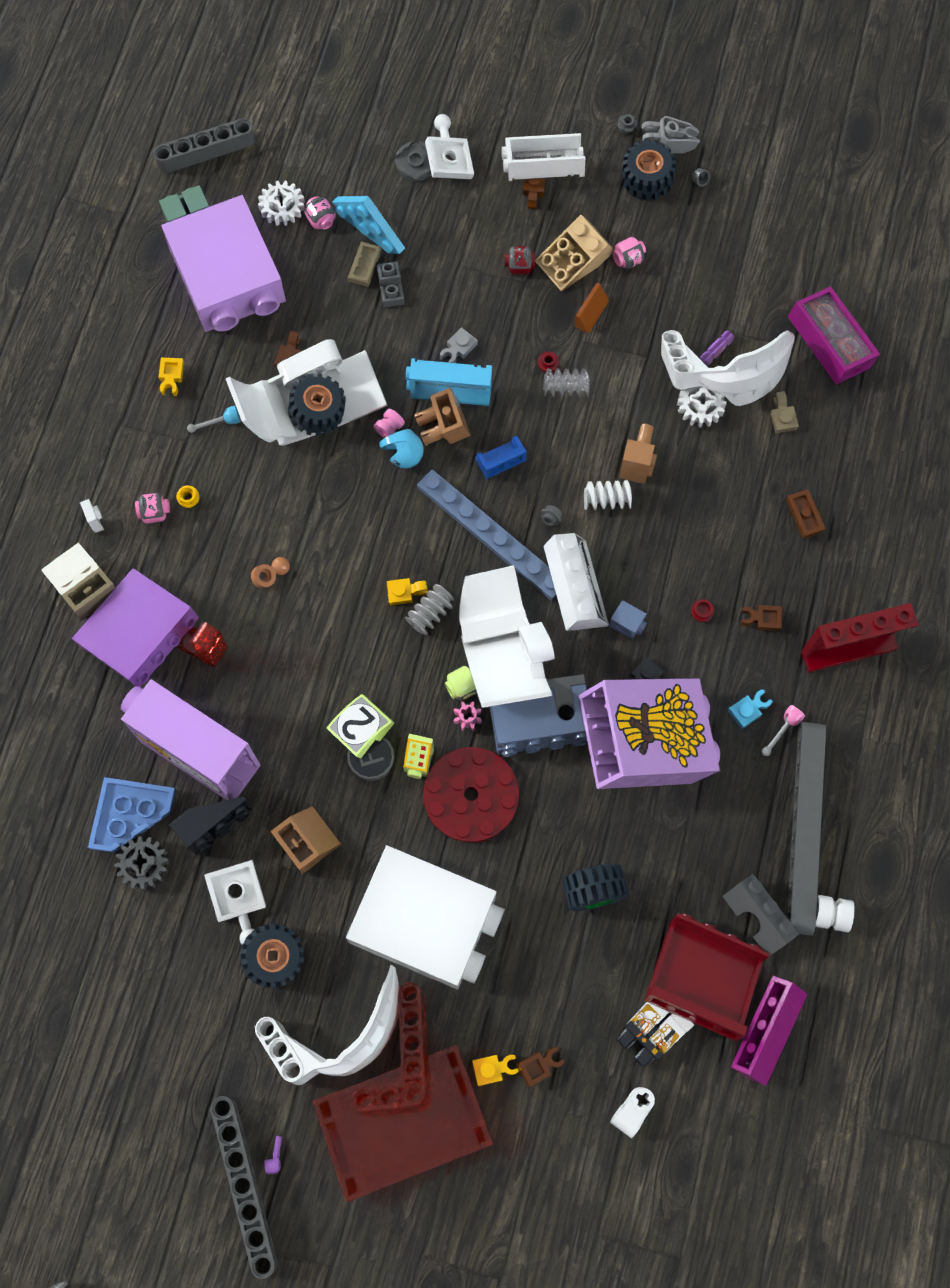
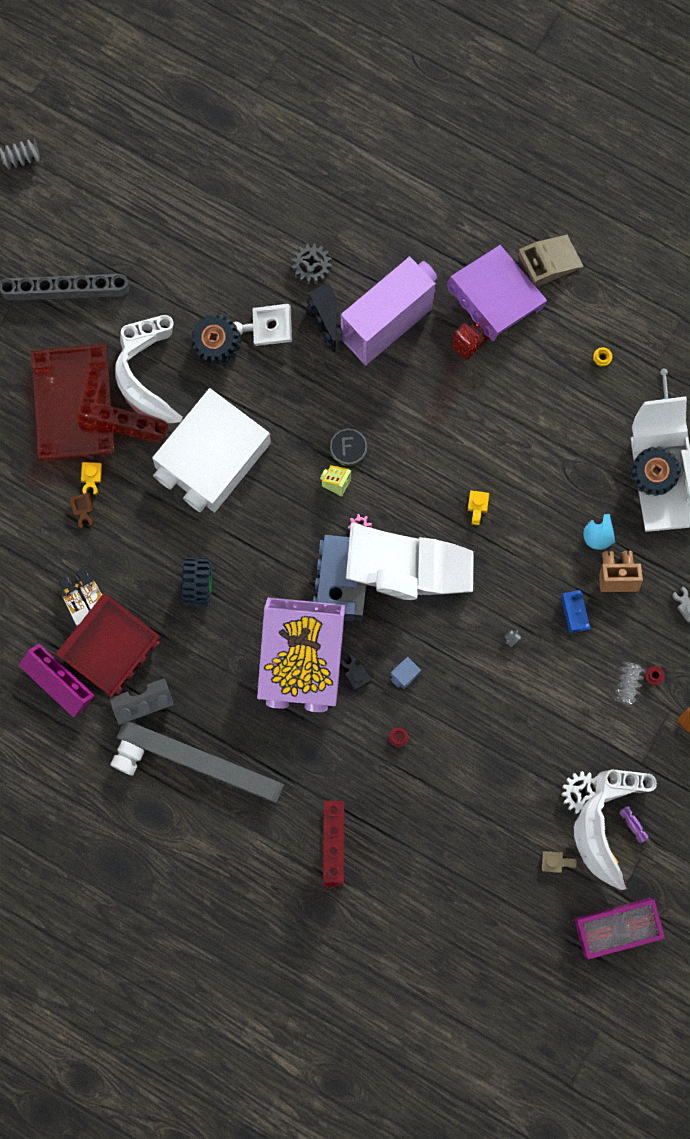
camera: 105 degrees right, 5 degrees up
(92, 515) = (599, 277): white plate -> none
(127, 811) = (354, 261): medium blue plate -> none
(152, 507) = (598, 327): head -> none
(273, 1165) = (72, 312): medium lavender hand -> none
(279, 566) = (524, 415): nougat plate -> none
(305, 838) = (296, 382): medium nougat slope -> none
(360, 725) = (373, 443): slope -> none
(389, 423) = (627, 528): bright pink wheel -> none
(429, 609) = (453, 519): light grey piece -> none
(460, 684) = (387, 524): yellowish green head -> none
(468, 382) = (652, 582): medium azure door -> none
(475, 819) = (294, 533): dark red plate -> none
(488, 532) = (509, 587): sand blue plate -> none
(575, 582) = (446, 640): white slope -> none
(607, 494) = (517, 689): white piece -> none
(631, 1116) = (29, 564): white piece -> none
(639, 457) = (542, 721): medium nougat brick -> none
(748, 710) = (306, 747): medium azure plate -> none
(766, 617) = (378, 786): reddish brown plate -> none
(793, 717) = (289, 780): hinge -> none
(805, 514) = (460, 849): reddish brown plate -> none

